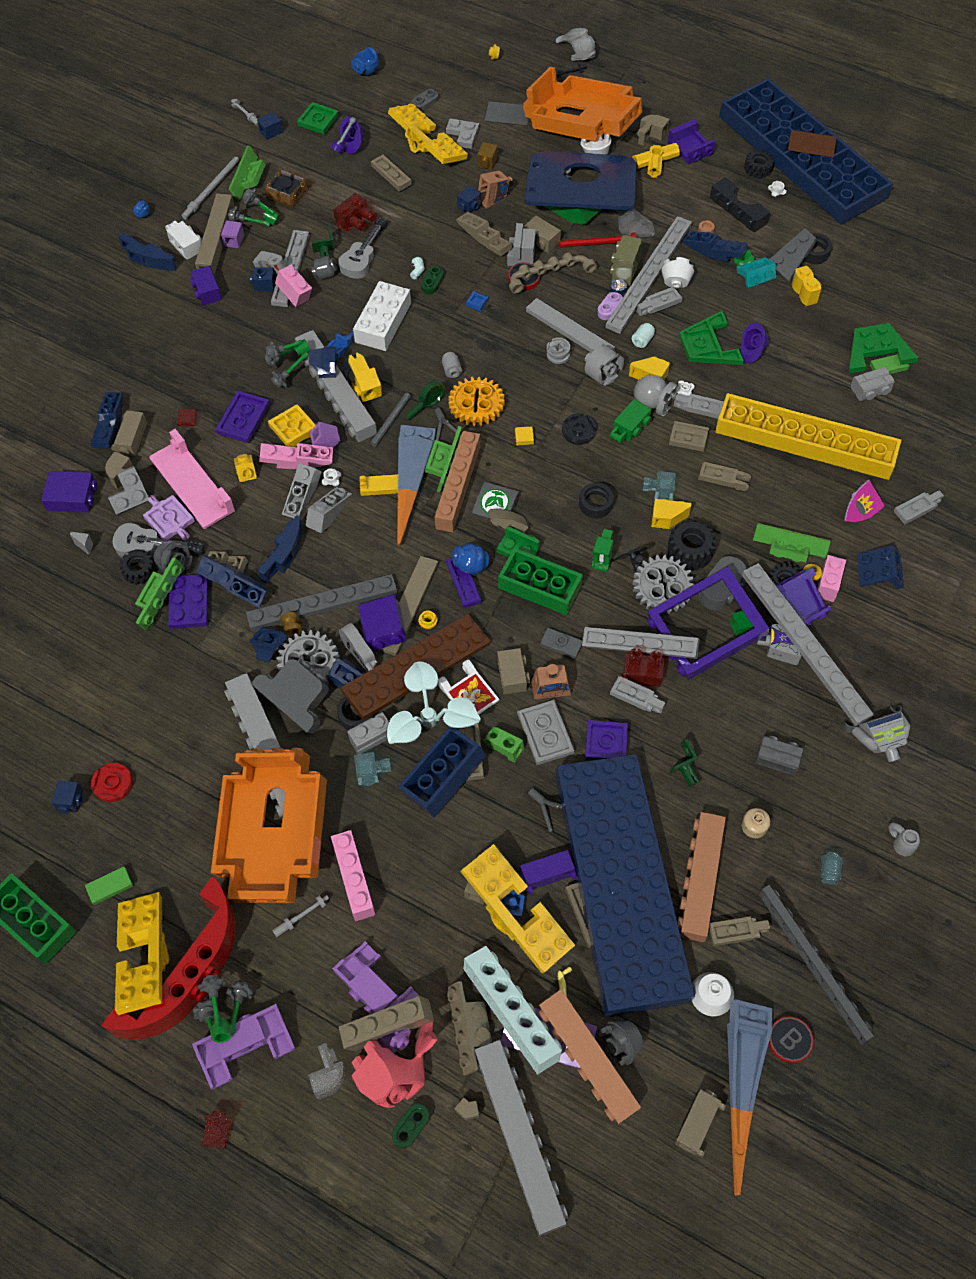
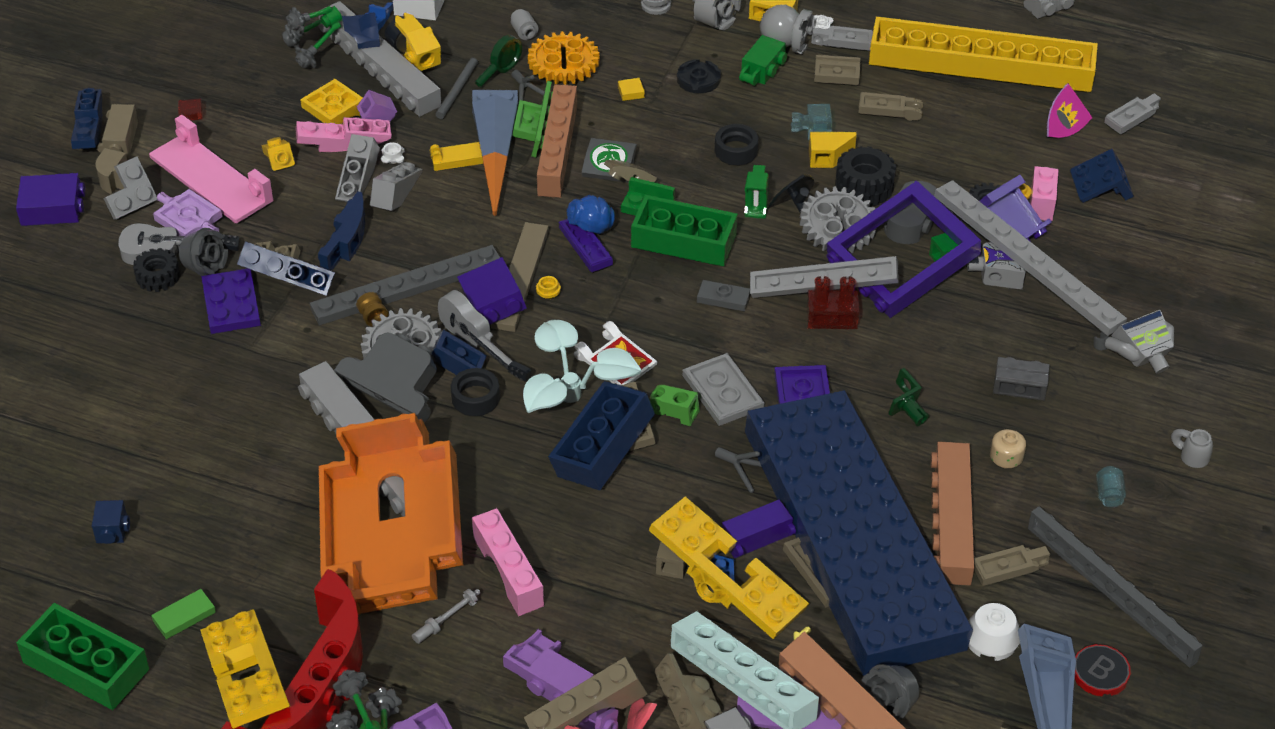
camera: 10 degrees left, 15 degrees down
(83, 541) = (77, 249): light grey slope -> none
(112, 782) = (165, 503): red tile -> none
(155, 592) = (187, 290): bright green bracket -> none
(242, 416) = (264, 101): dark purple plate -> none
(266, 643) = (344, 330): dark blue slope -> none
(368, 768) = (504, 447): clear light blue brick -> none
(369, 733) = (498, 411): light grey brick -> none
(440, 650) = (515, 350): reddish brown plate -> none
(512, 672) = (668, 328): dark tan brick -> none
(550, 682) = (719, 331): nougat torso -> none
(636, 695) = (831, 337): light grey hinge -> none
(790, 543) = (987, 163): bright green bracket -> none

